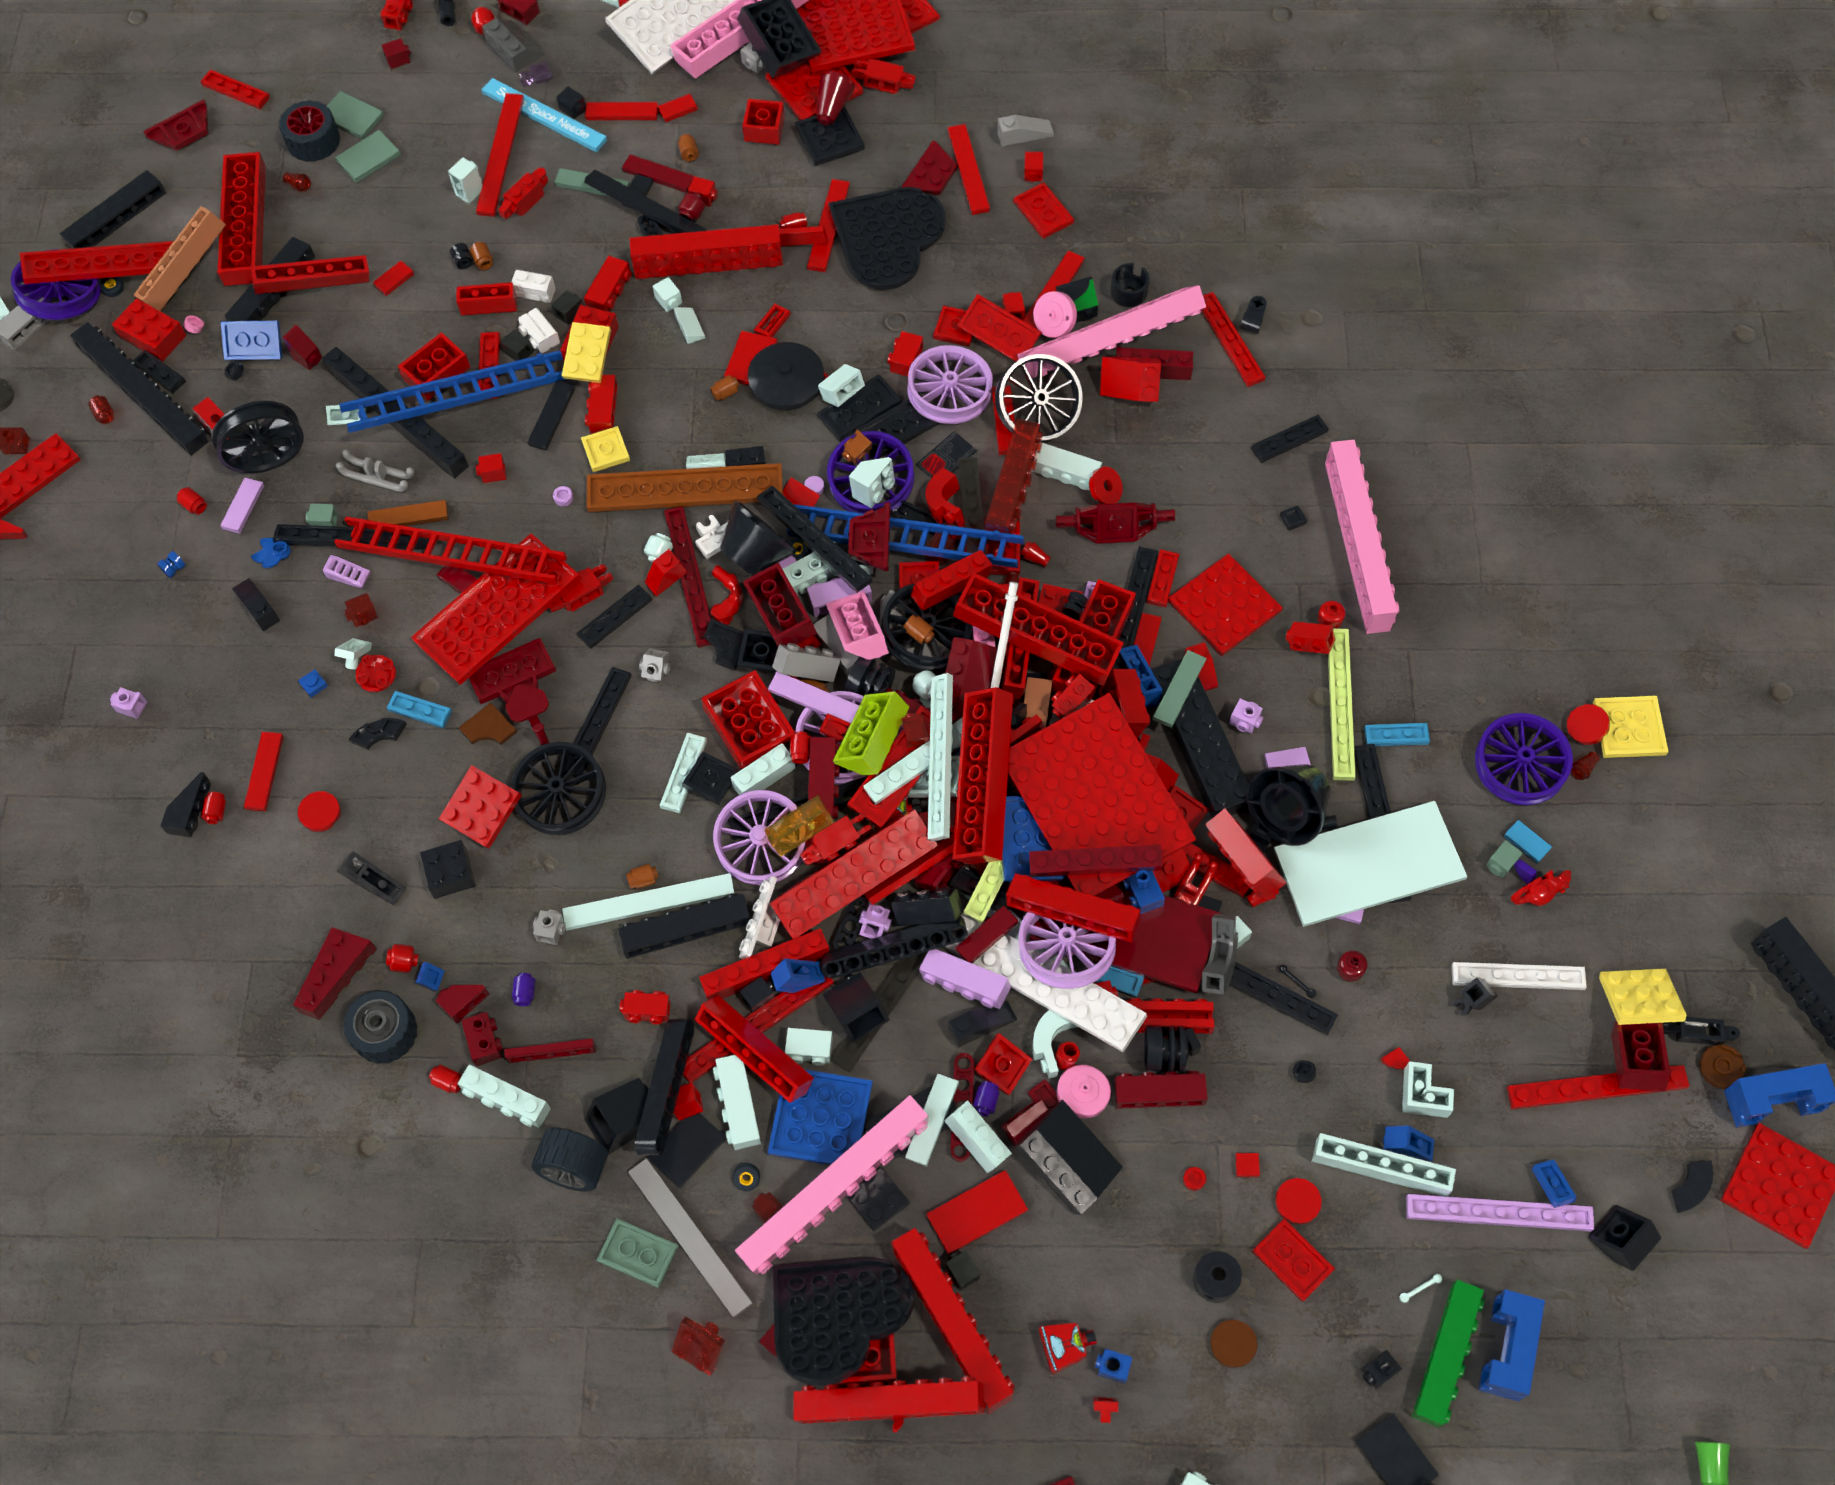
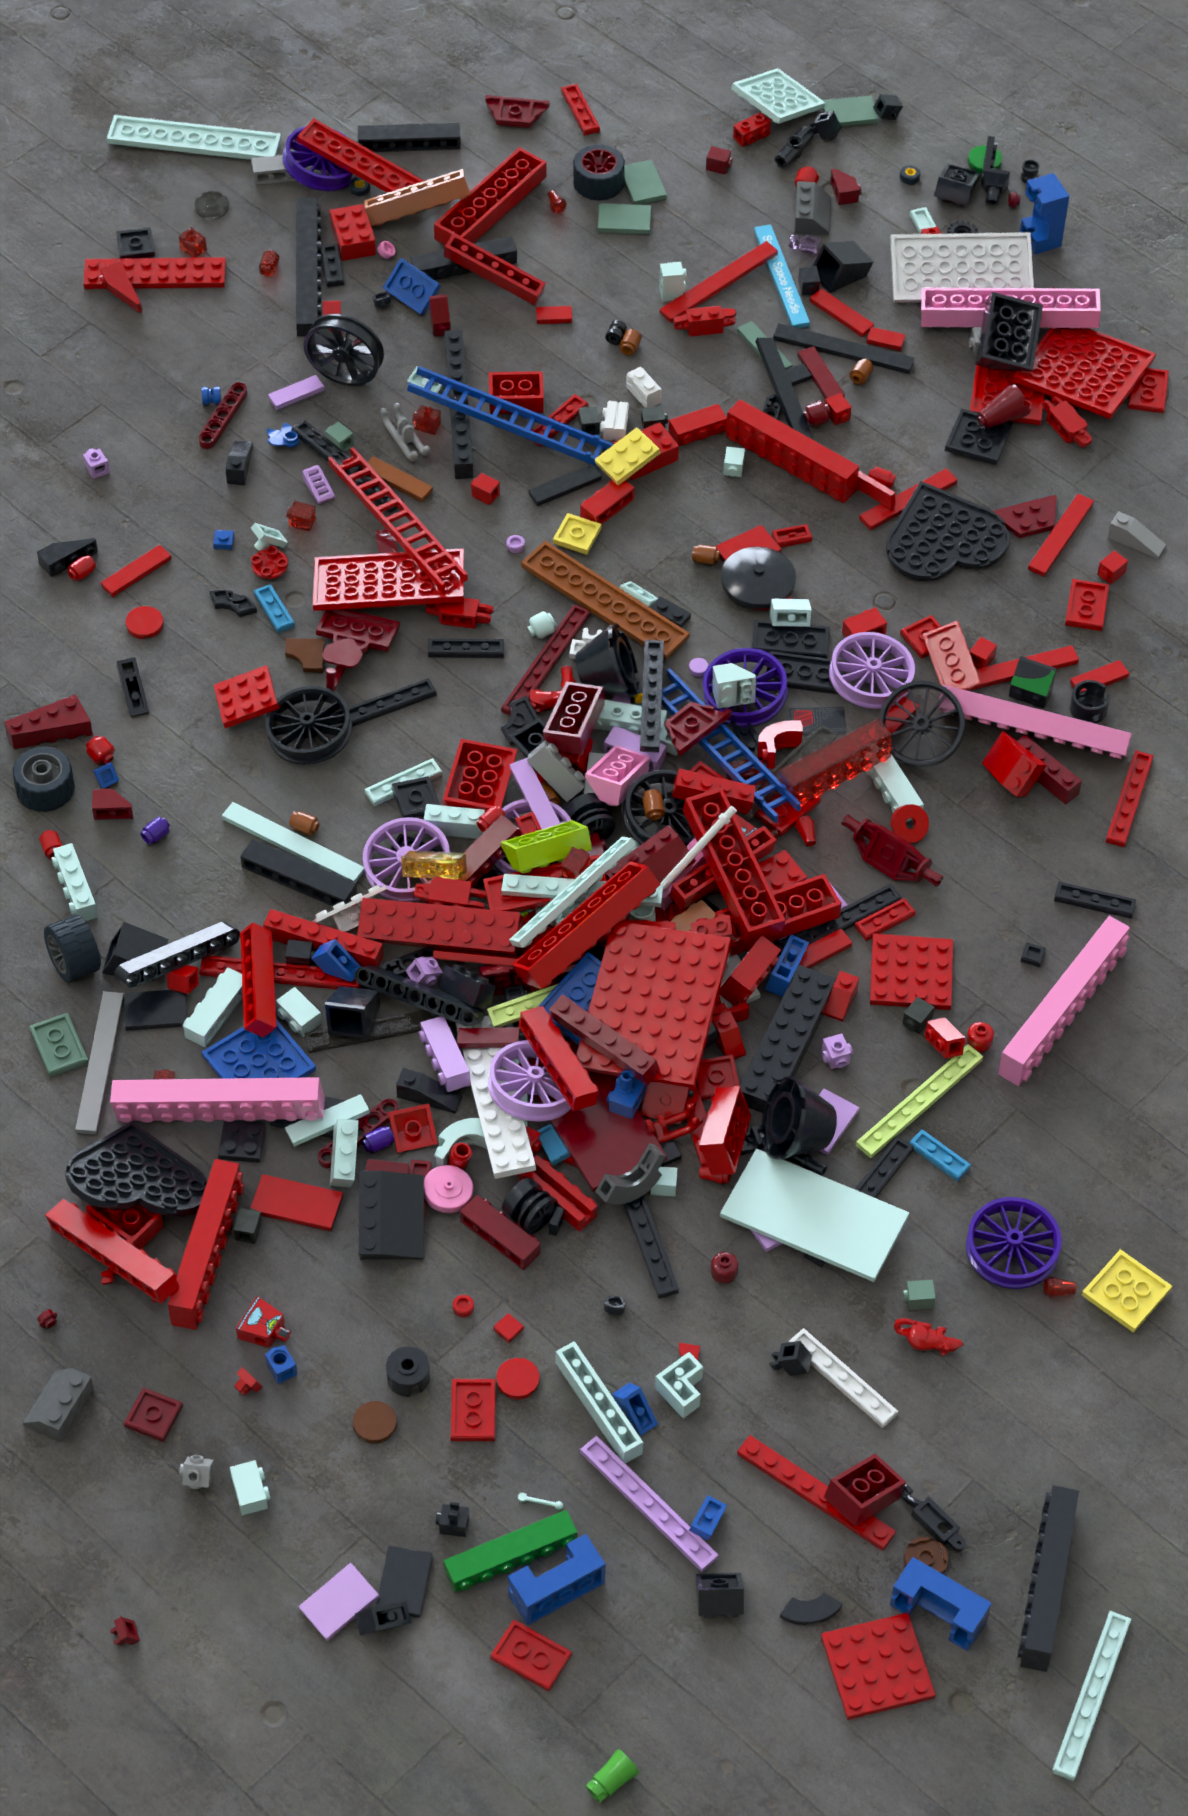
camera: 40 degrees right, 10 degrees down
(191, 501) = (266, 364): red brick -> none
(204, 580) = (223, 422): none -> dark red beam
(381, 445) = (427, 419): none -> clear red brick
(447, 869) = (185, 719): black brick -> none
(482, 1039) = (98, 838): dark red brick -> none
(486, 298) = (601, 372): red brick -> none
(549, 927) = (210, 804): light grey brick -> none
(549, 1051) = (132, 880): dark red tile -> none
(584, 71) = (841, 264): none -> black slope
(645, 1007) = (219, 902): red brick -> none
(652, 139) = (843, 348): none -> black tile
(654, 665) = (456, 696): light grey brick -> none
(664, 572) = (529, 642): red slope -> none
(689, 324) = (728, 493): light aqua slope -> none
(698, 1345) = (35, 1123): clear red plate -> none
(746, 1185) = (180, 1059): black wheel -> none
(763, 121) = (936, 391): red brick -> none
(800, 494) = (681, 664): red sticker -> none
(856, 448) = (748, 657): dark orange brick -> none
(1019, 714) = (664, 914): black tile -> none
(1055, 314) = (1002, 677): bright pink wheel -> none
(1074, 605) = (785, 877): black wheel -> none
(1112, 259) = (1106, 674): none -> red tile
(1179, 688) = (801, 990): sand green tile -> none
(1254, 315) = (1165, 794): black piece -> none
(1269, 636) = (917, 1015): none -> pearl dark grey brick
(1311, 993) = (678, 1264): black hinge -> none
(1525, 871) = (926, 1312): dark purple tile -> none
(1527, 841) = (954, 1300): dark azure tile -> none
(1548, 1424) = (531, 1655): none -> red tile
(1588, 724) = (1093, 1261): red tile -> none
(1642, 996) = (914, 1459): light yellow plate -> none

